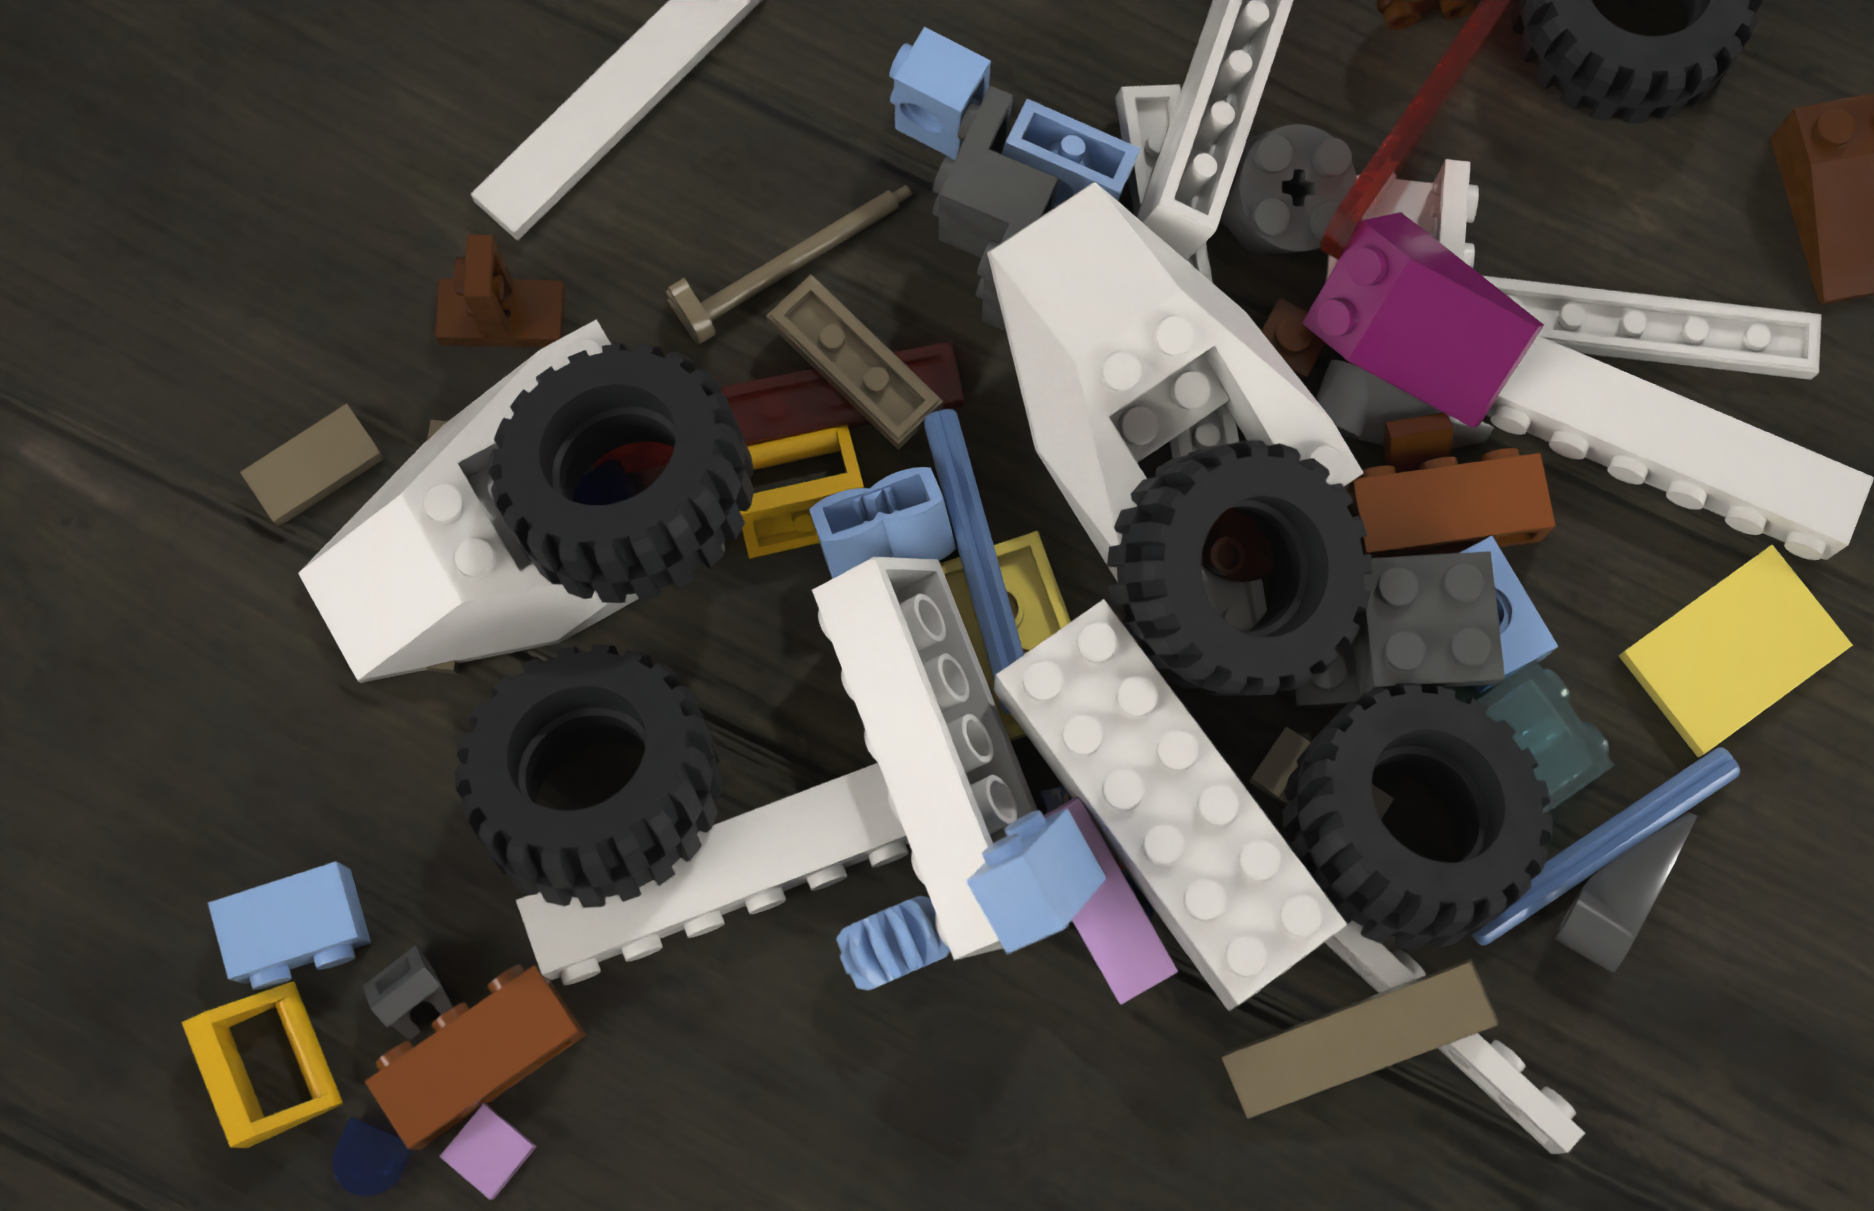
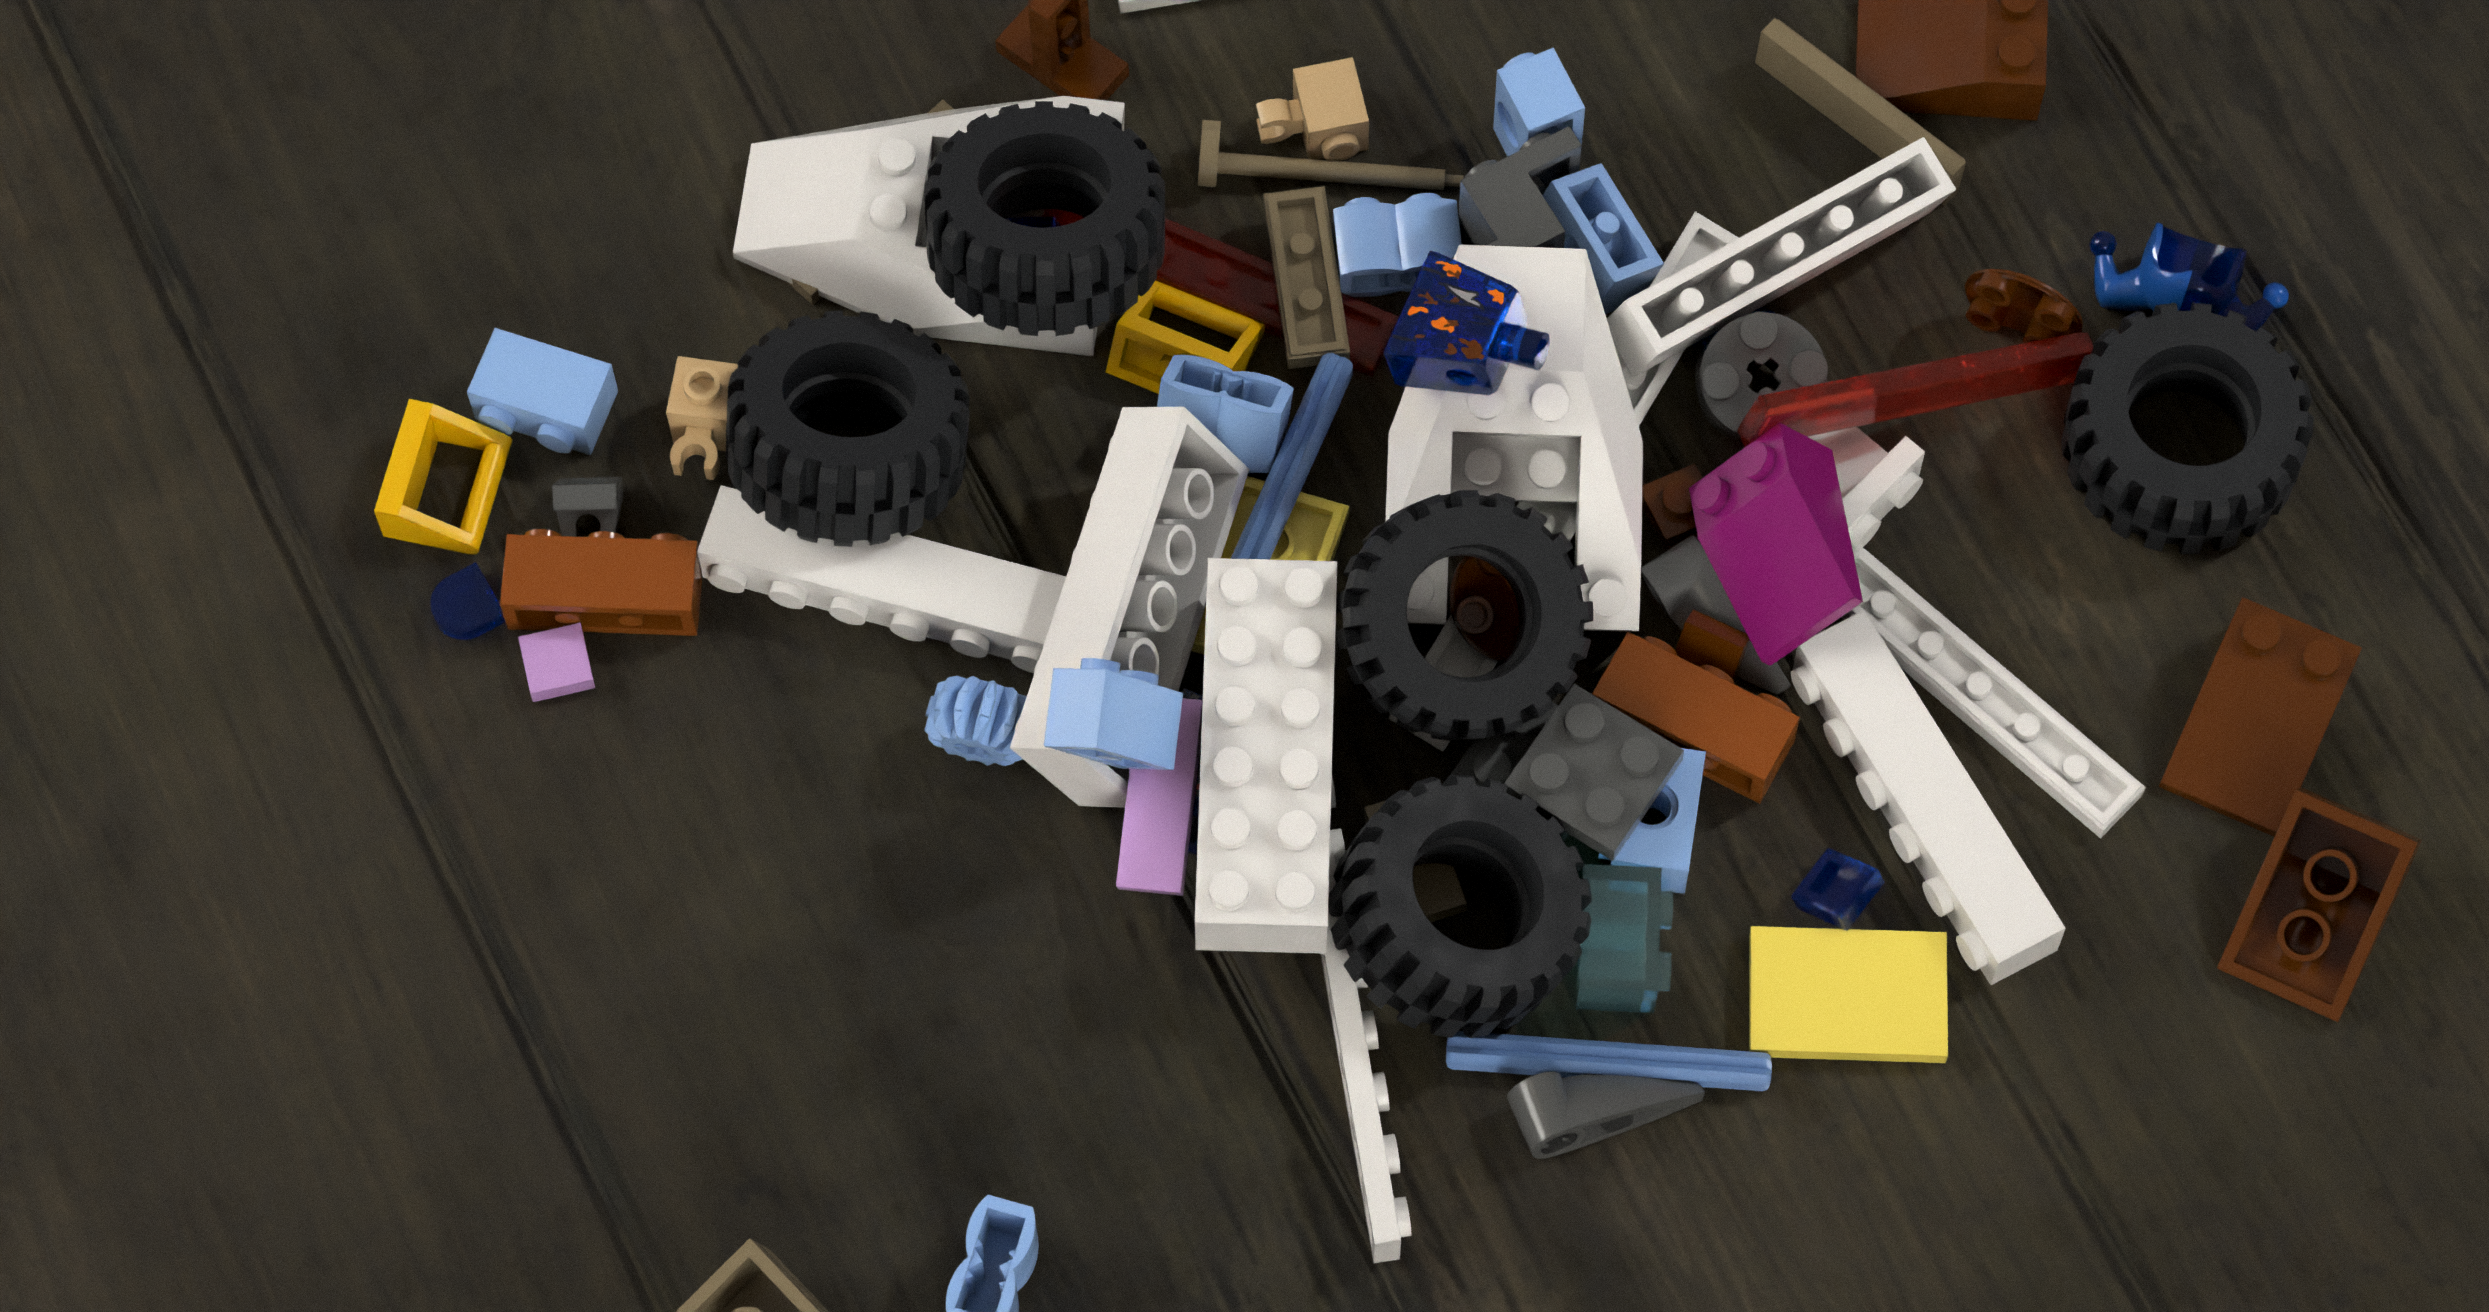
camera: 40 degrees right, 10 degrees down
(312, 465) = (826, 73): dark tan tile -> none
(444, 843) = (698, 412): none -> tan brick
(755, 208) = (1324, 109): none -> tan brick
(906, 280) = (1386, 244): none -> light blue brick
(1067, 326) = (1461, 331): none -> clear blue torso
(1360, 1038) = (1282, 1045): dark tan tile -> none
(1664, 570) = (1837, 889): none -> clear blue tile

